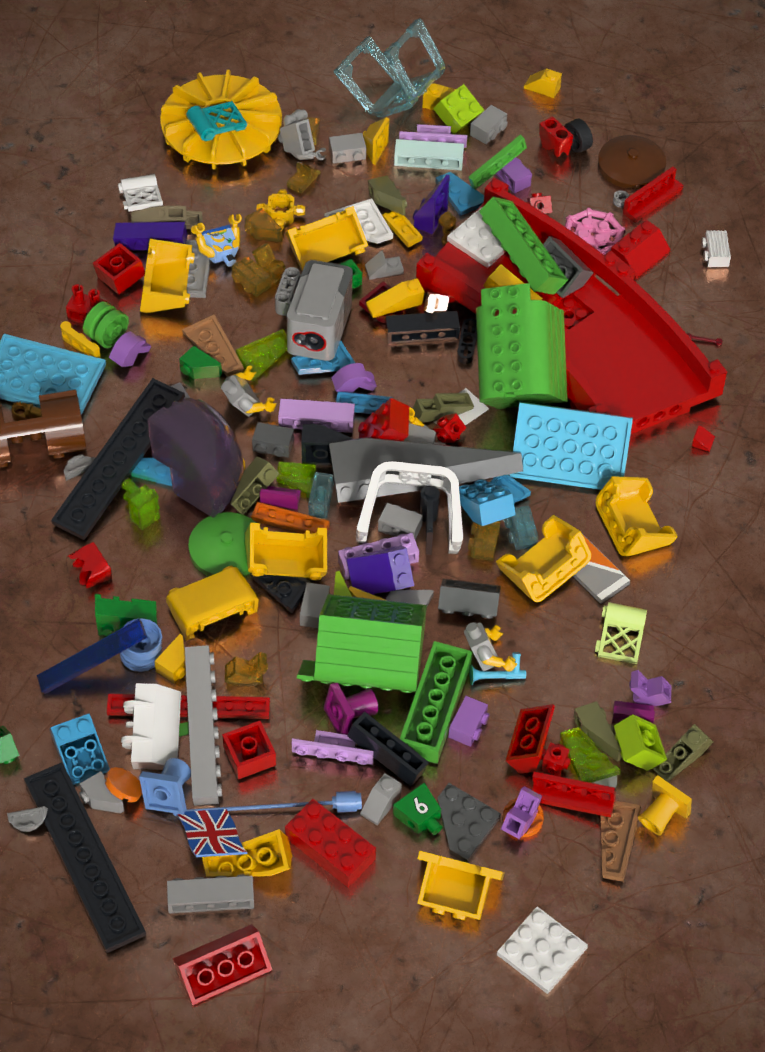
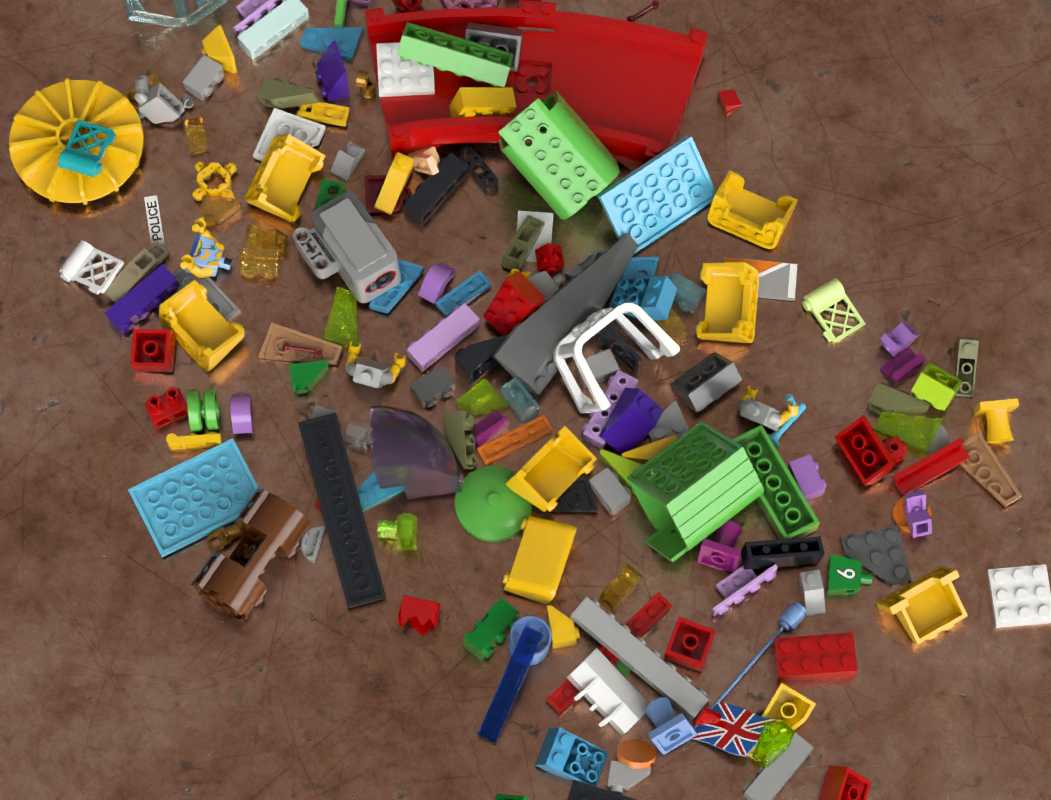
camera: 45 degrees left, 15 degrees up
(202, 807) = (706, 716): none -> red tile
(217, 203) = (154, 219): none -> white sticker
(222, 355) = (317, 351): none -> dark red hinge
(226, 864) = (772, 742): none -> clear neon green slope

